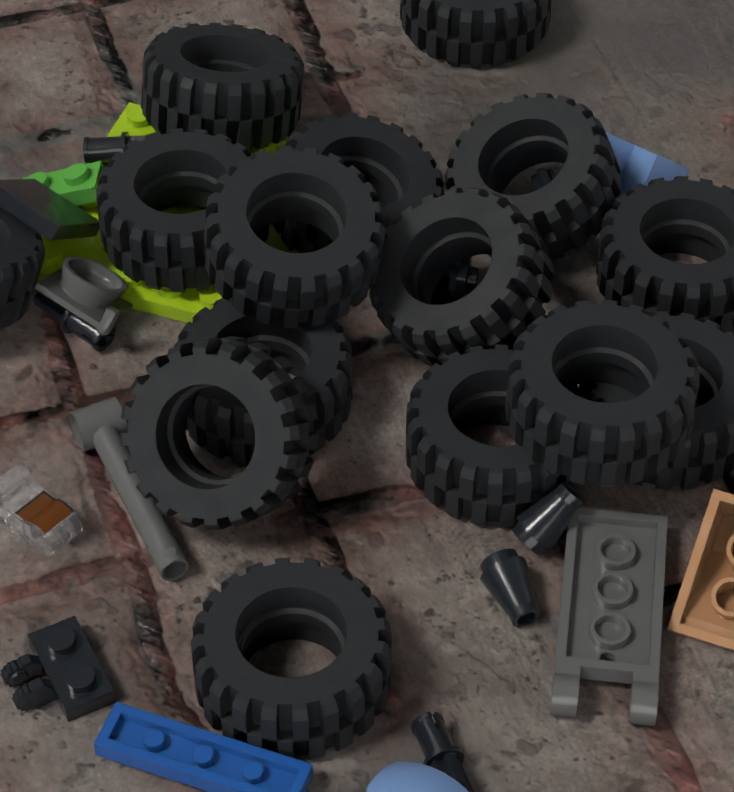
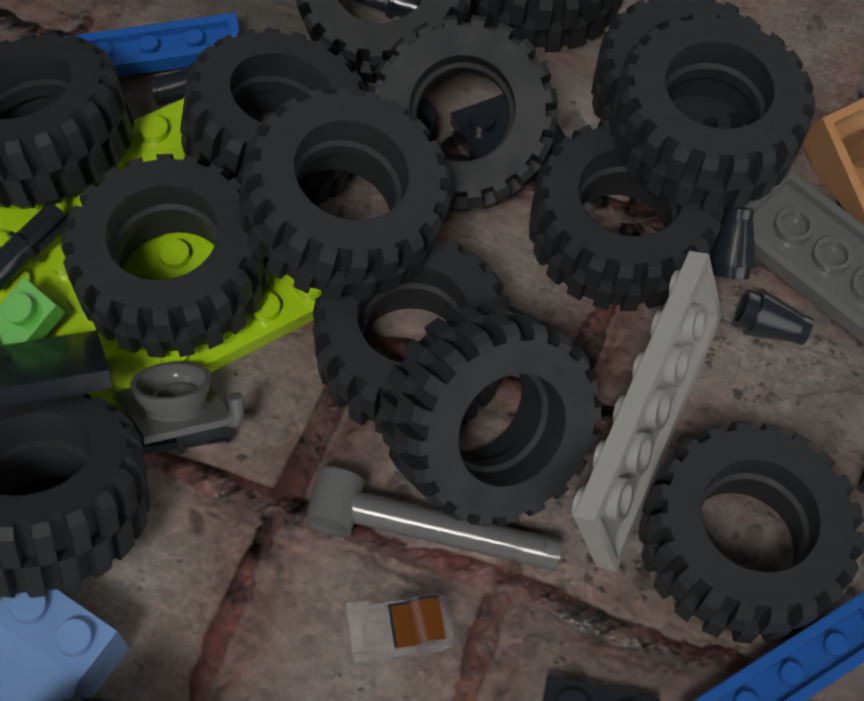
camera: 55 degrees left, 15 degrees up
(334, 95) = (162, 44): none -> blue plate
(367, 531) = (648, 413): none -> light grey plate

